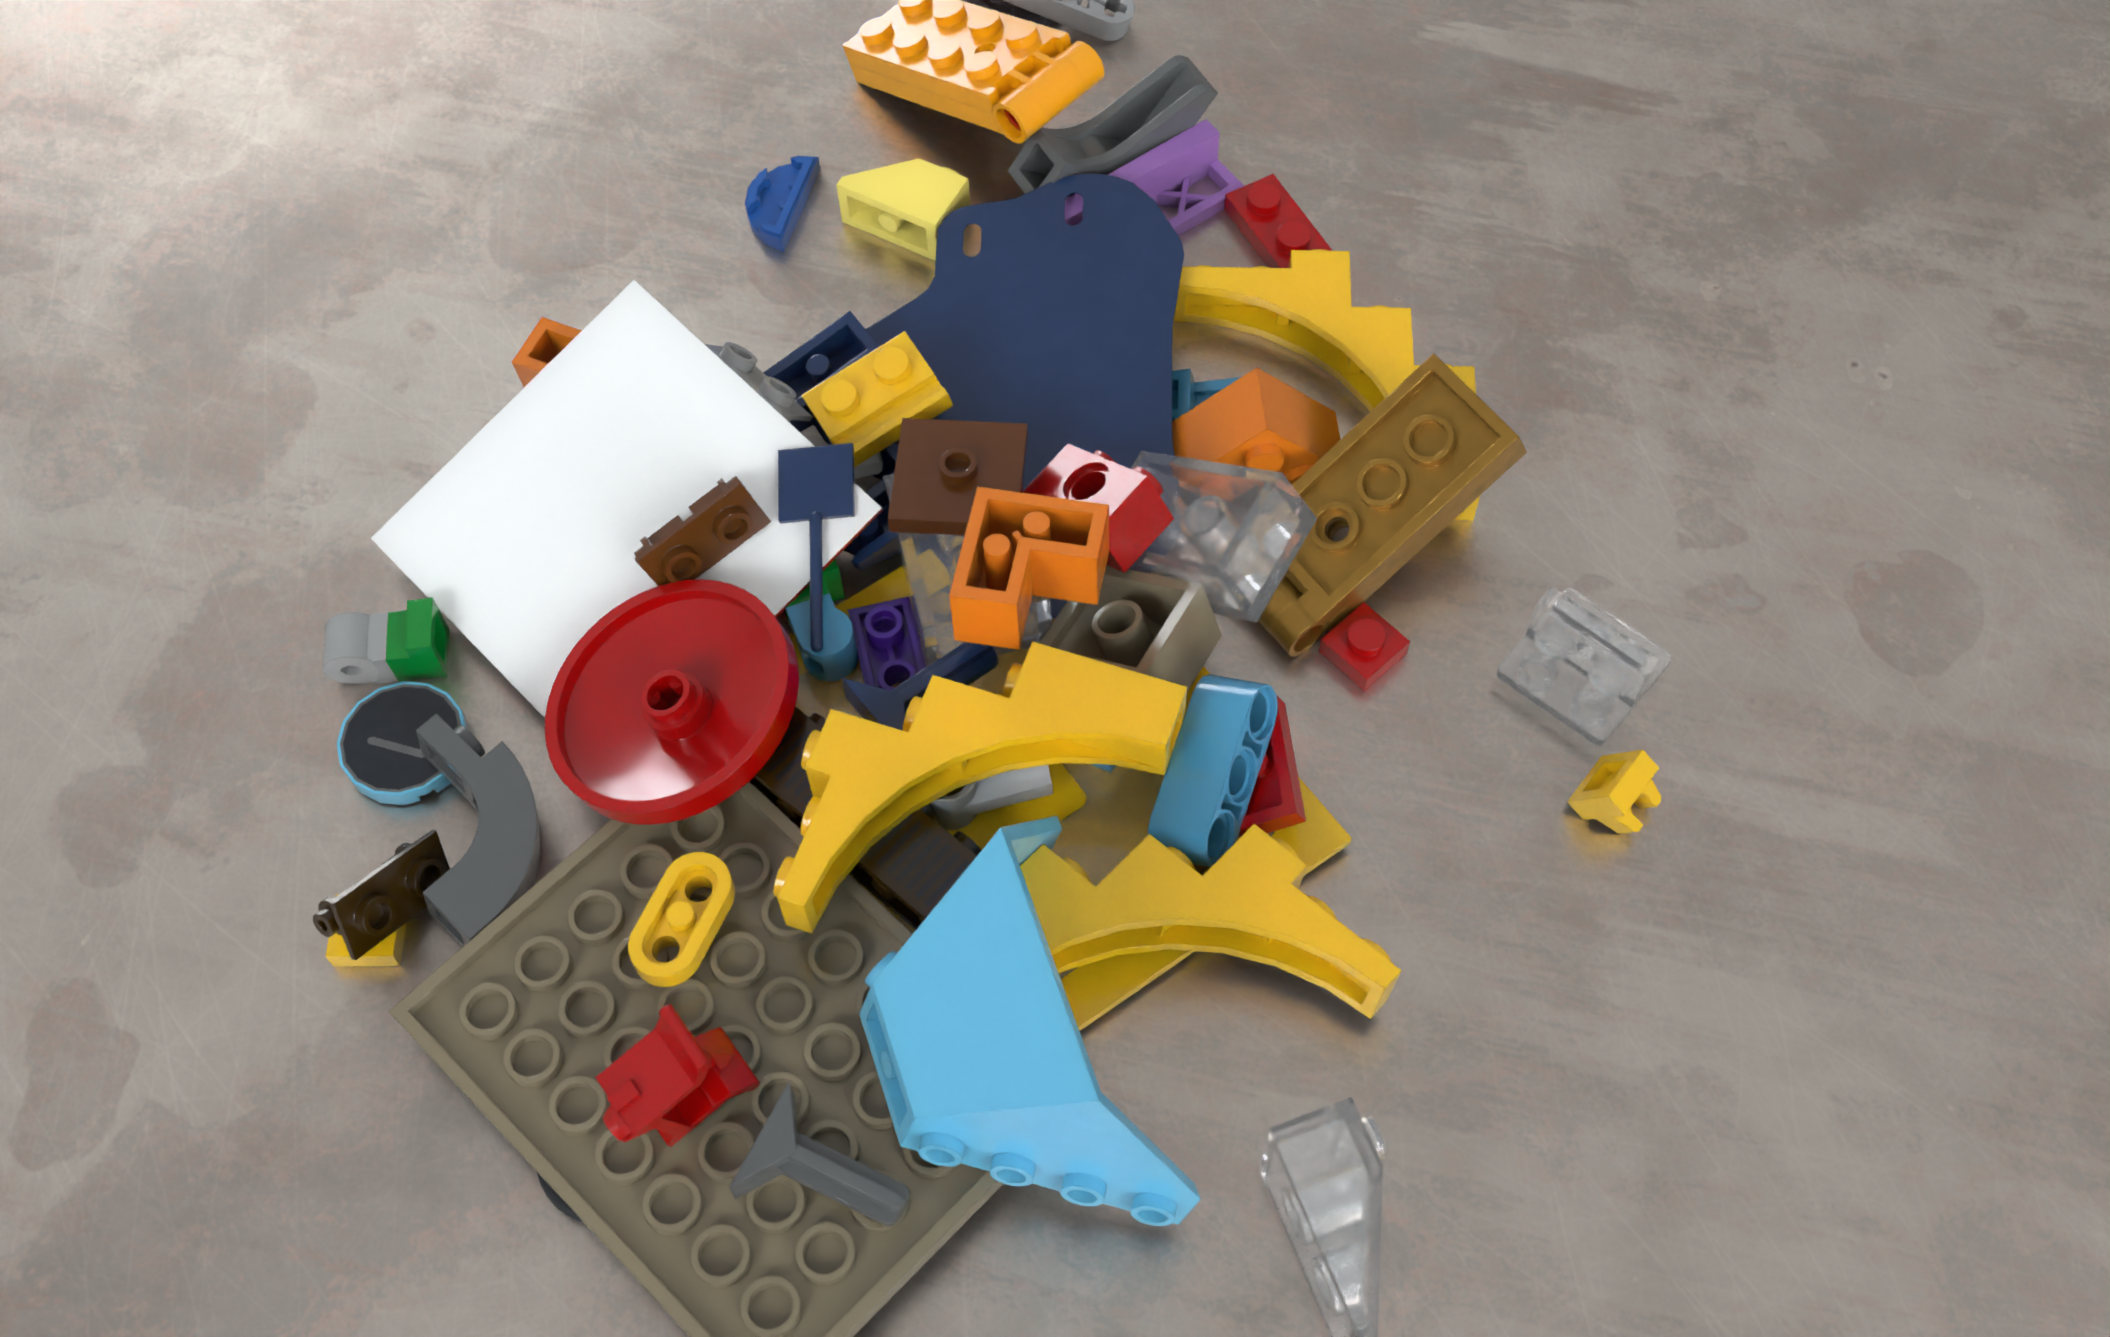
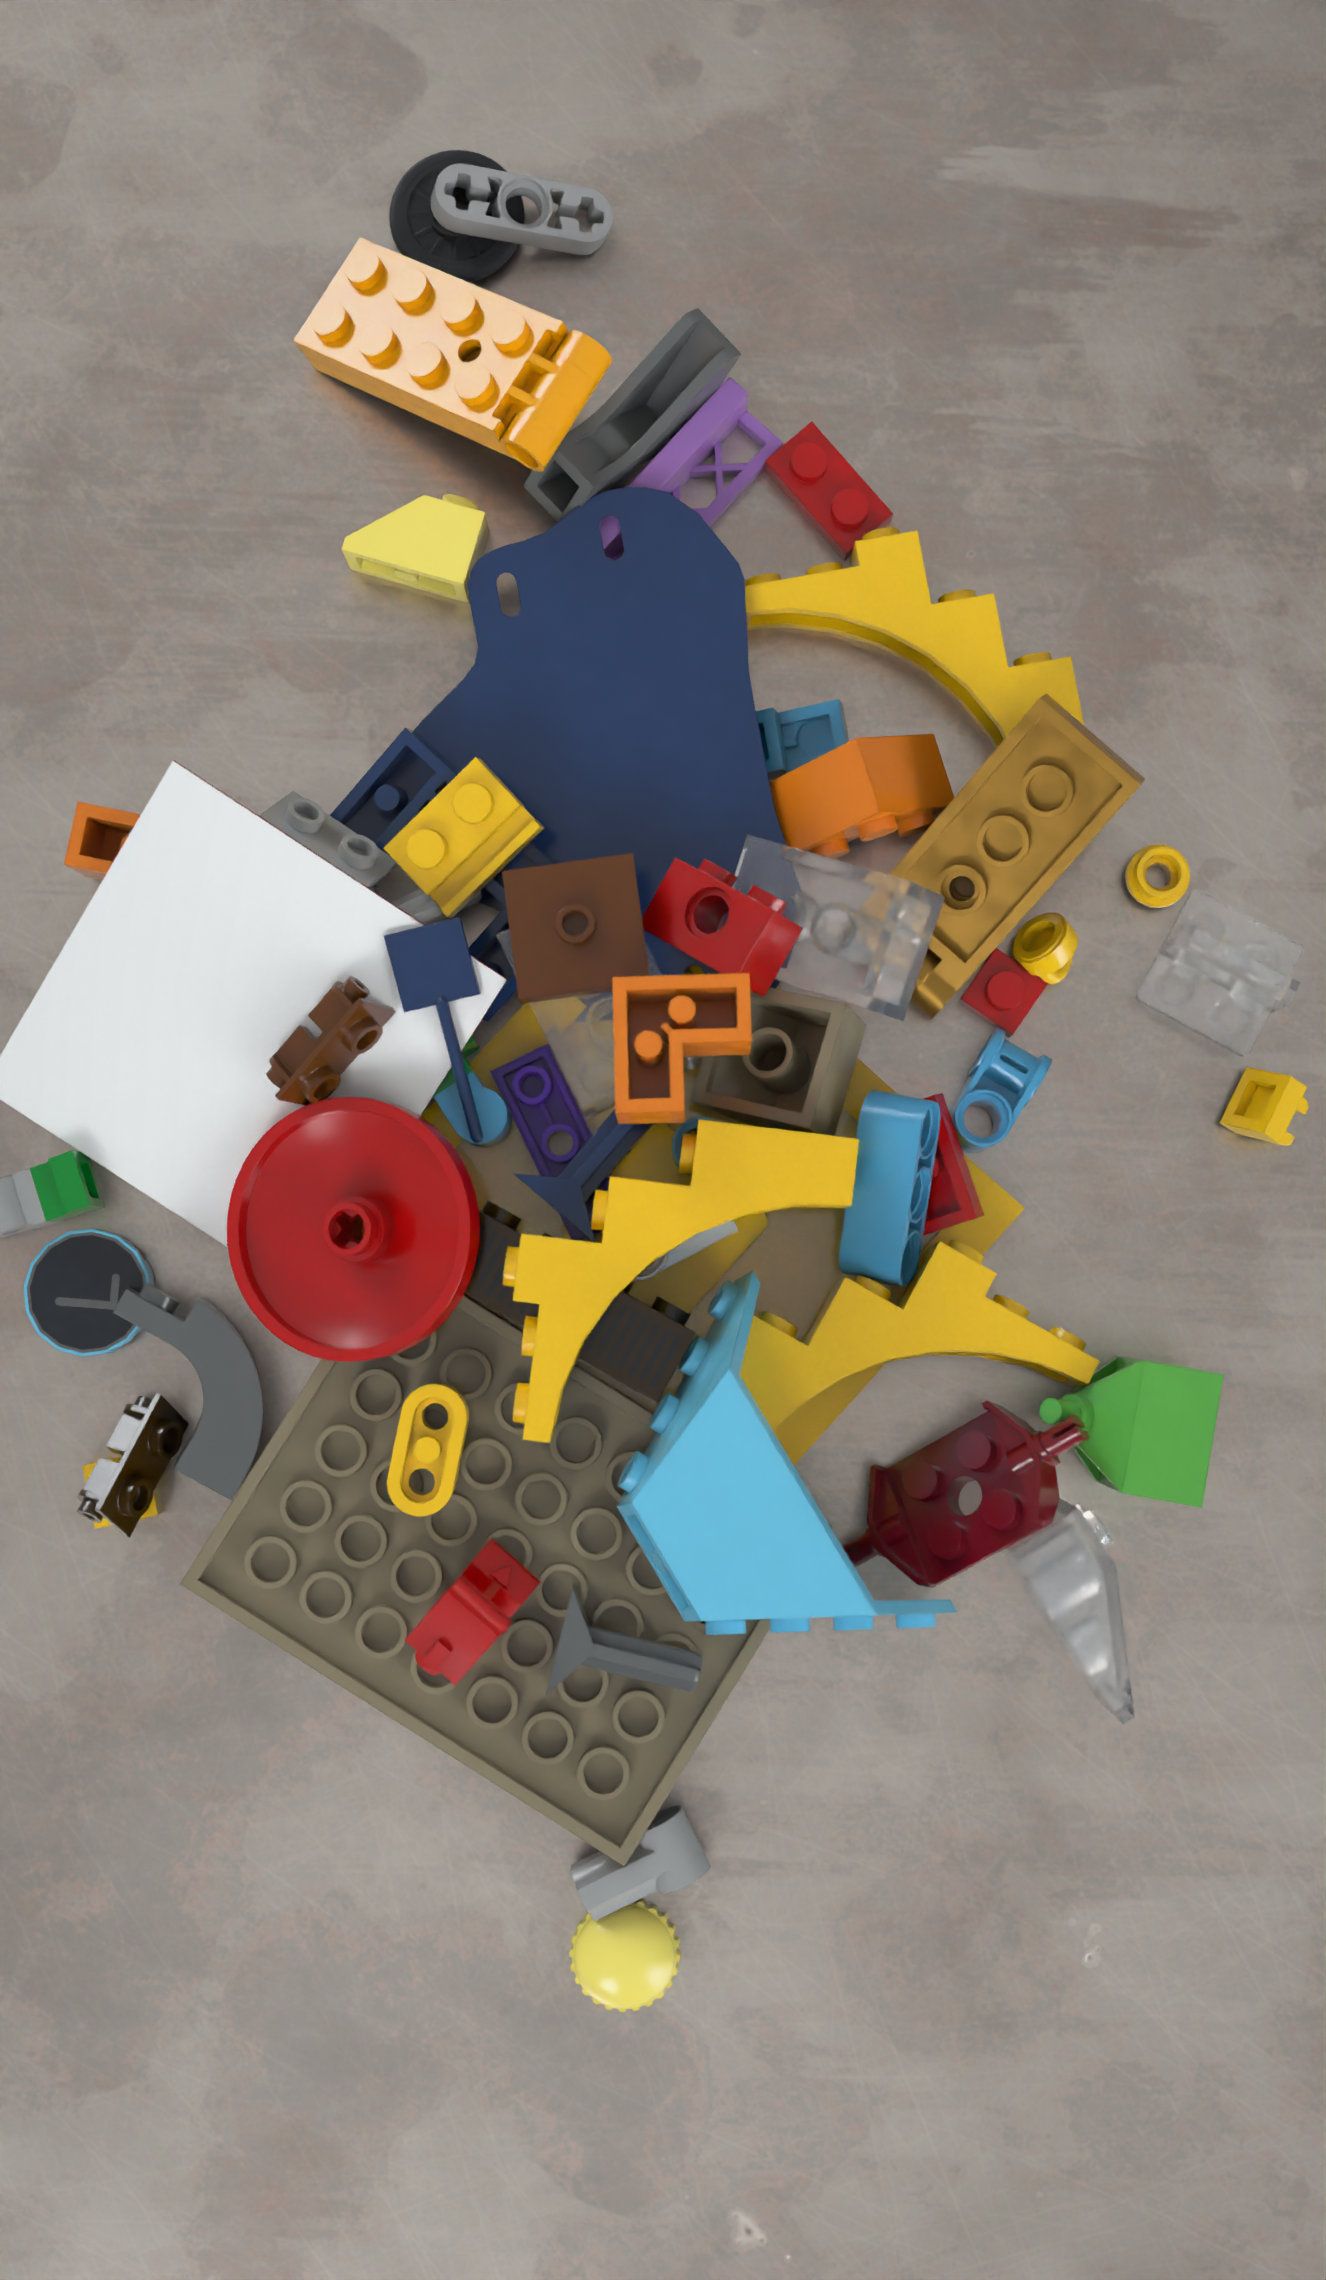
camera: 15 degrees left, 25 degrees up
(778, 198) = (273, 557): blue tile -> none
(1278, 1057) = (916, 1502): none -> dark red plate
(1345, 720) = (1002, 1084): none -> dark azure piece
(1412, 605) = (1046, 947): none -> yellow tile
(1434, 1054) = (1145, 1427): none -> bright green piece
(1538, 558) = (1172, 864): none -> yellow plate

